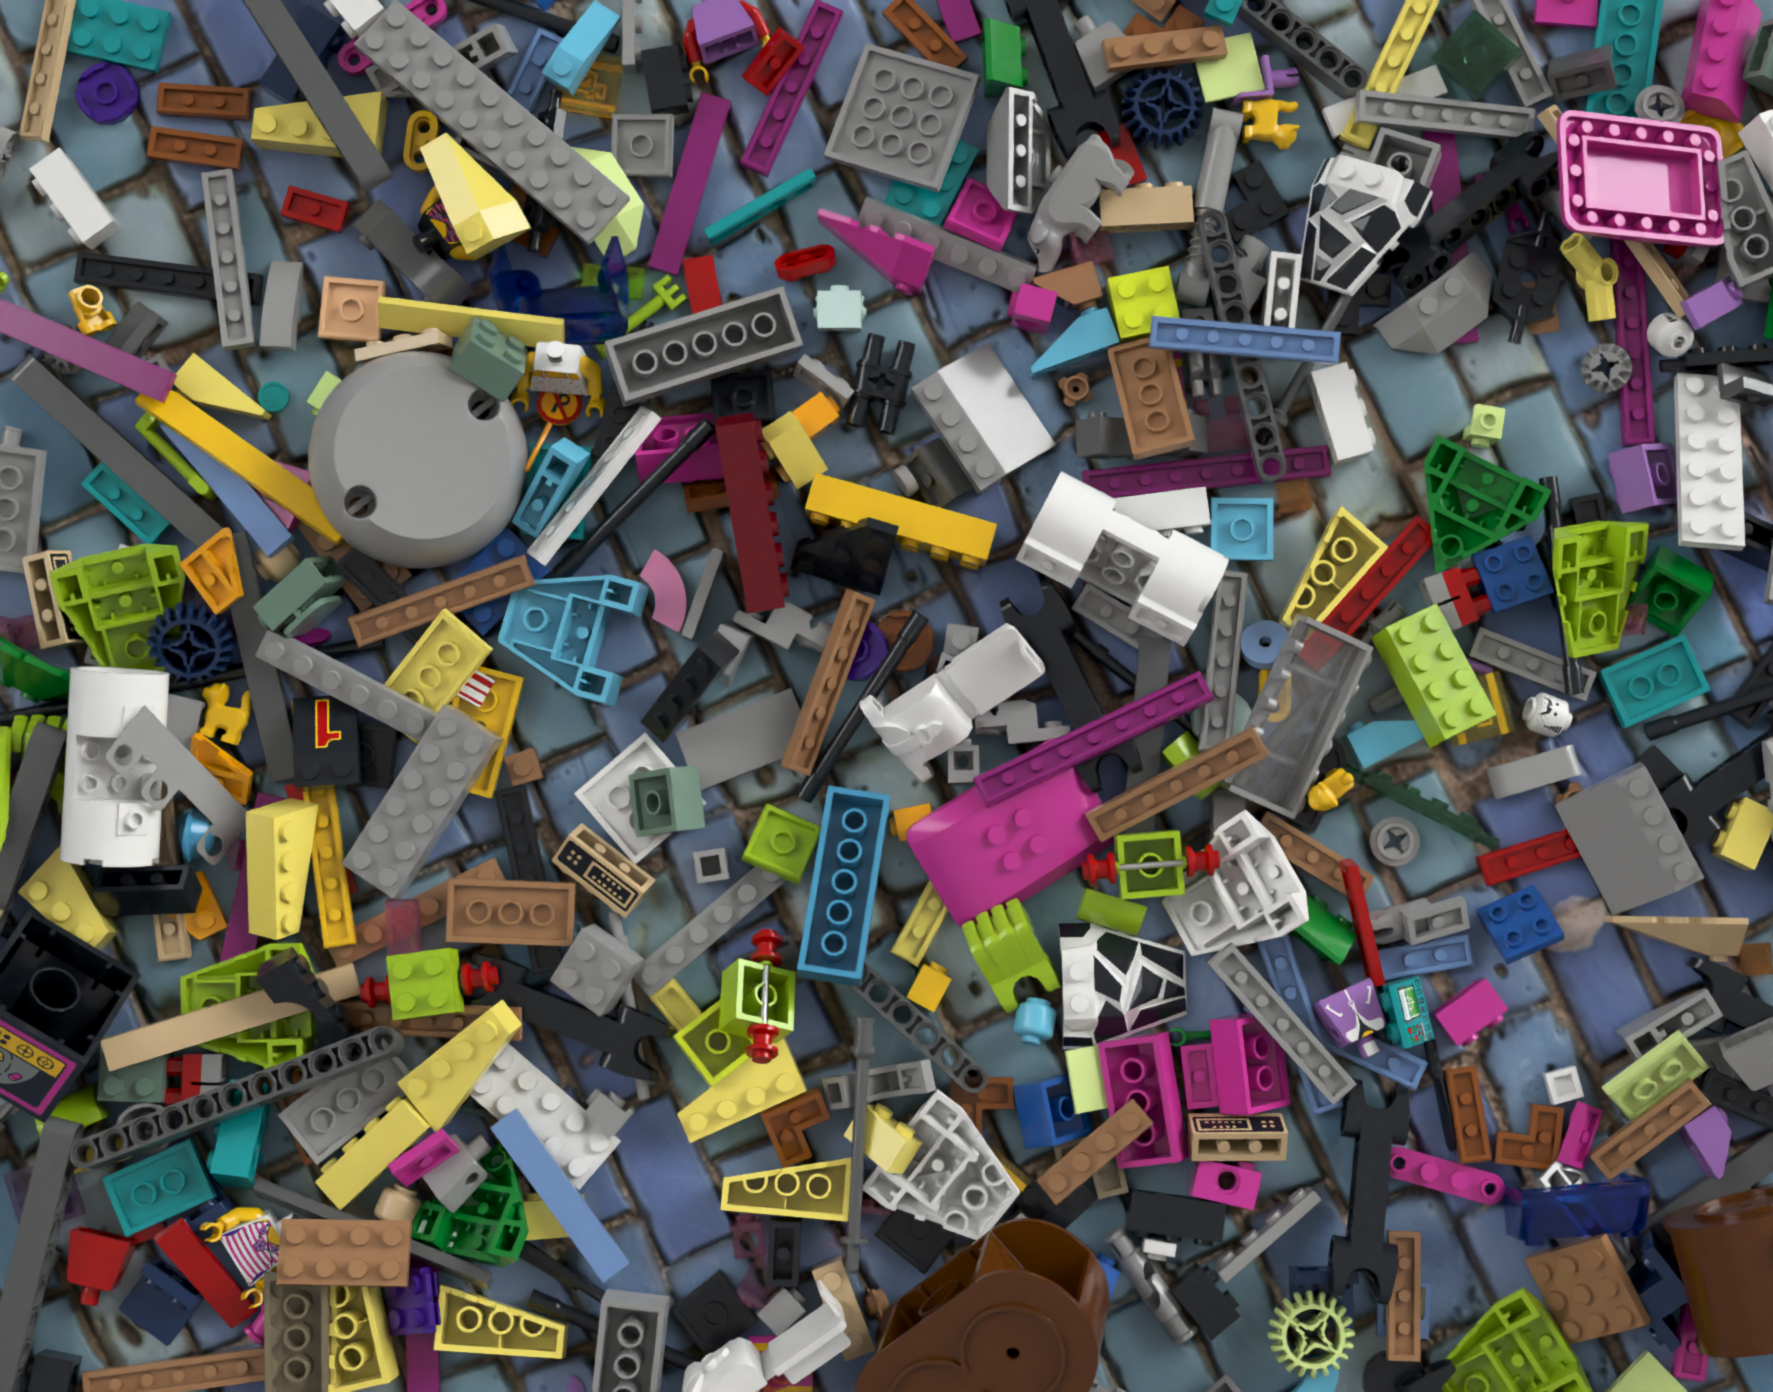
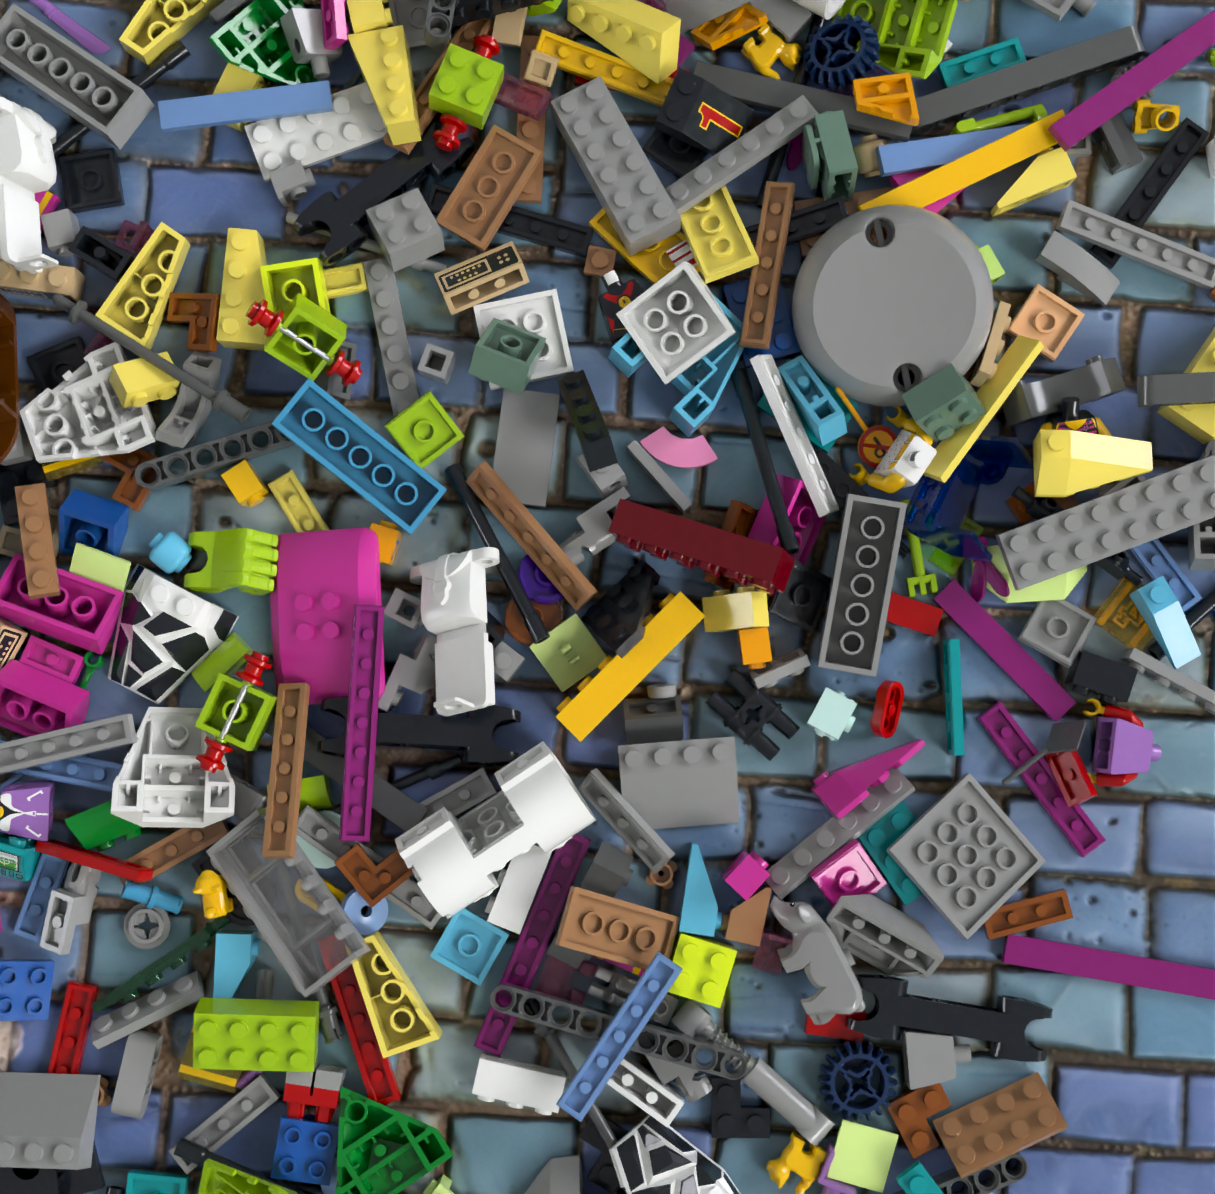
camera: 125 degrees right, 0 degrees up
(273, 397) = (1007, 225): teal piece -> none
(315, 209) = (1144, 337): red plate -> none
(363, 927) = (541, 68): none -> tan tile
(415, 139) = (1160, 448): yellow plate -> none
(548, 652) = (676, 322): none -> white slope
(556, 716) = (614, 300): none -> black torso
(557, 1270) = (191, 82): black piece -> none
(629, 241) = (984, 572): none -> magenta piece
(743, 86) = (1062, 738): none -> dark grey piece
(749, 1291) = (91, 216): clear pink bracket -> none
(875, 1303) = (25, 307): medium nougat plate -> none
(918, 587) = (569, 652): none -> yellowish green piece
(1002, 57) = (971, 968): green slope -> none
(1046, 446) = (625, 820): none -> light grey tile
(1146, 208) = (779, 1018): tan brick -> none
(1164, 48) = (906, 1110): medium nougat plate -> none
(1232, 649) = (373, 880): none -> dark orange plate
(1293, 496) = (473, 1004): clear orange tile -> none
(1365, 849) = (152, 896): none -> dark azure pin
(1470, 795) = (147, 1009): none -> light grey plate
(1547, 714) = (175, 1112): white head -> none

